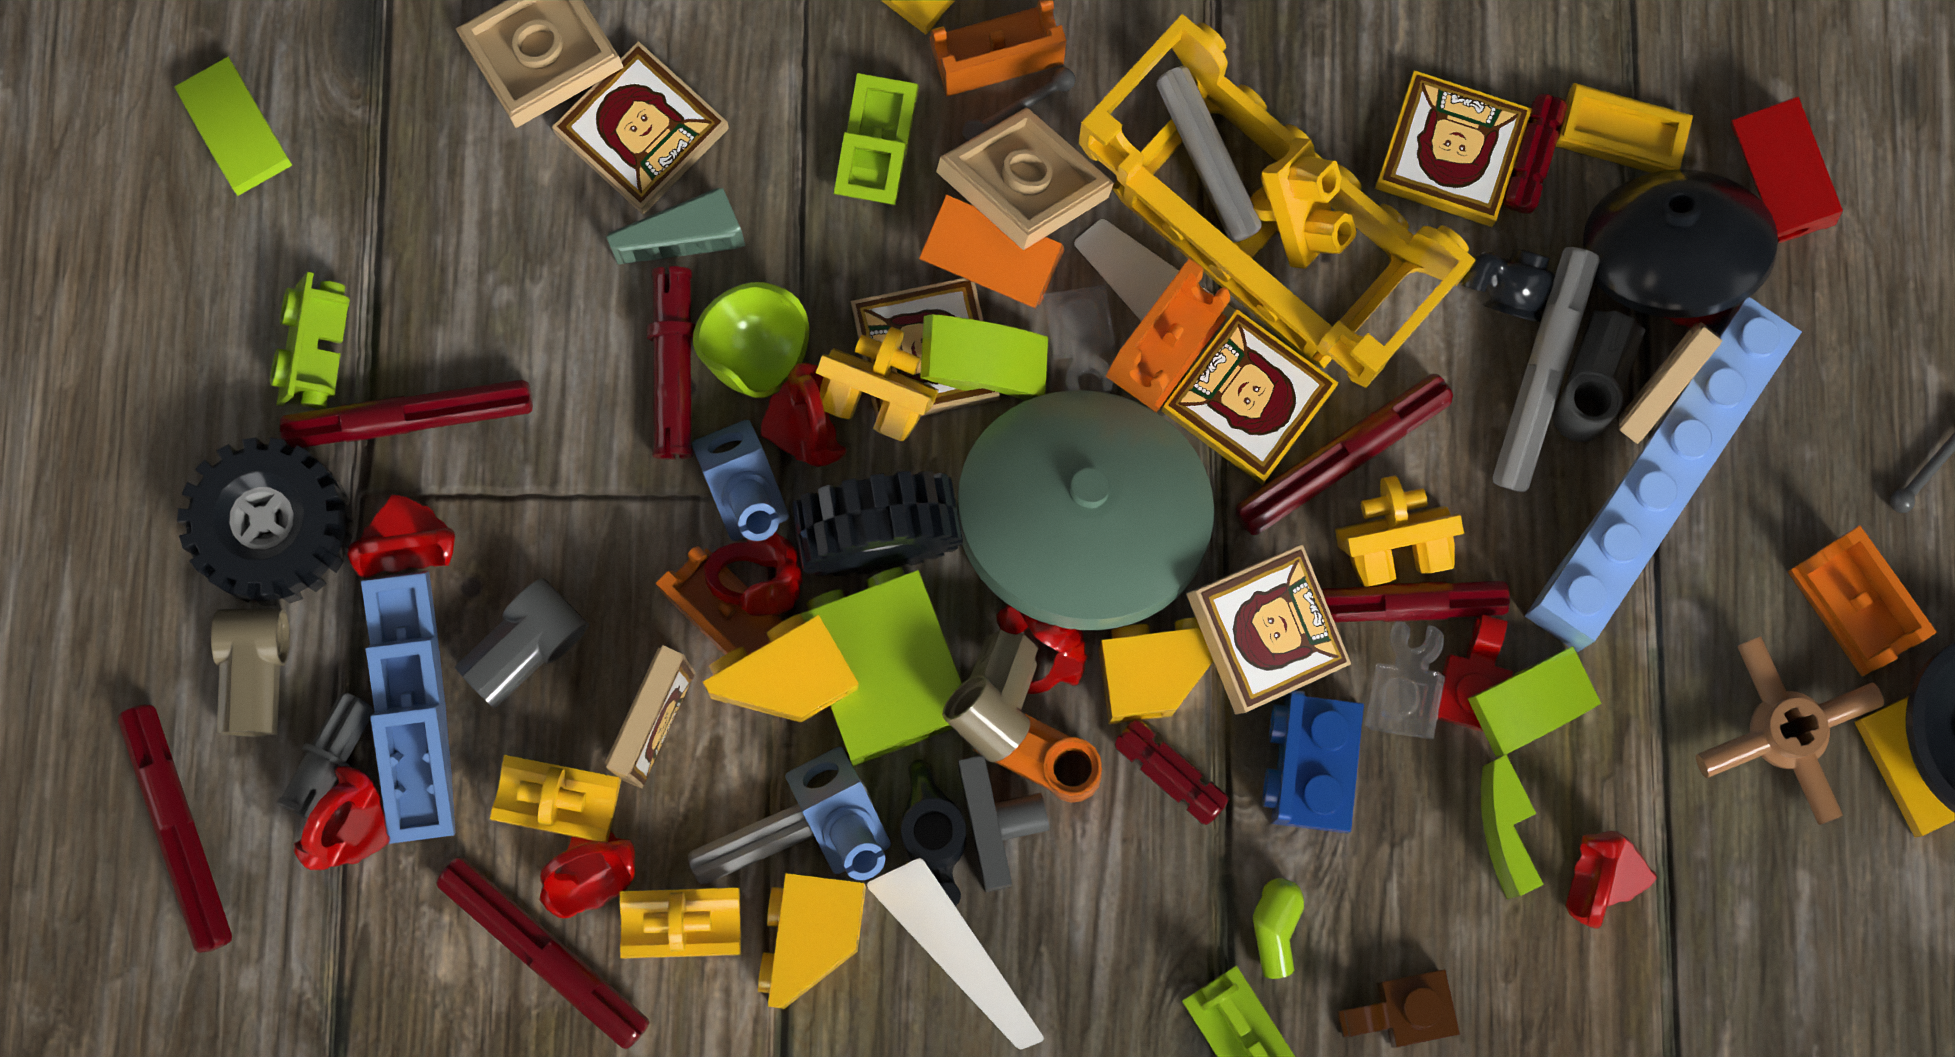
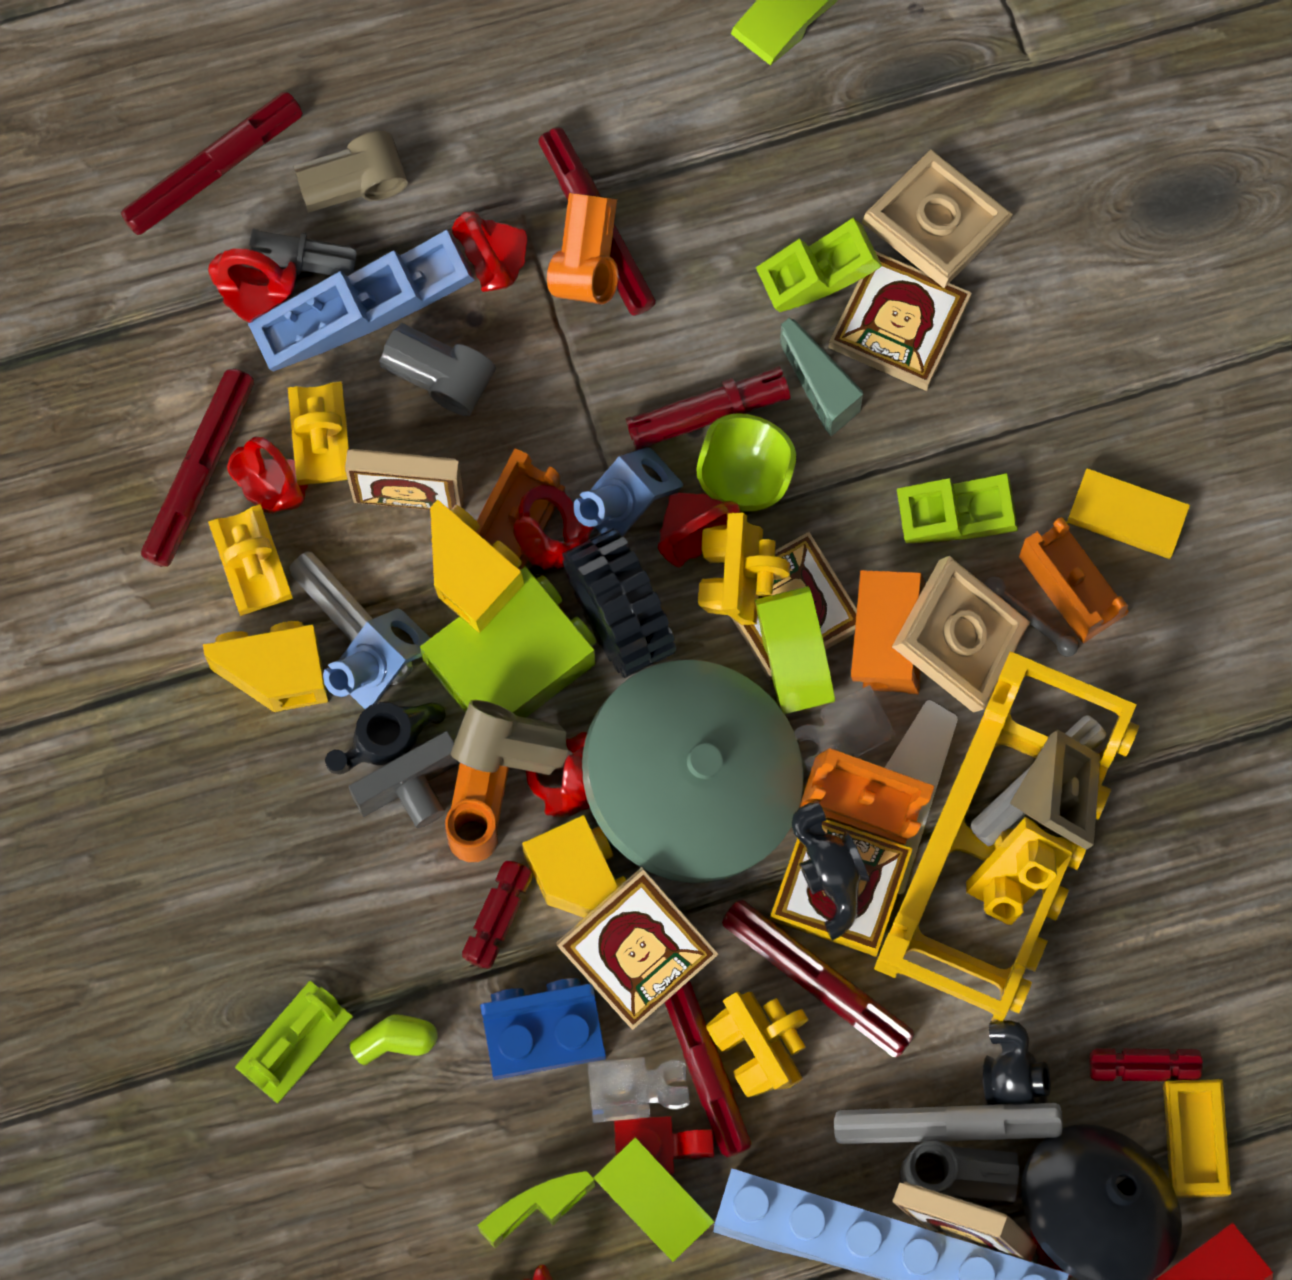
camera: 75 degrees right, 5 degrees down
(241, 502) = (471, 119): black wheel -> none
(310, 318) = (608, 131): lime hinge -> none
(458, 441) = (584, 264): none -> orange piece
(552, 191) = (816, 271): none -> lime slope
(933, 920) = (317, 751): white sticker -> none
(1239, 395) = (831, 866): none -> black piece
(1240, 128) = (1062, 789): none -> dark tan slope
(1410, 1009) = (359, 1172): reddish brown plate -> none
(1453, 148) = (1125, 992): tile -> none

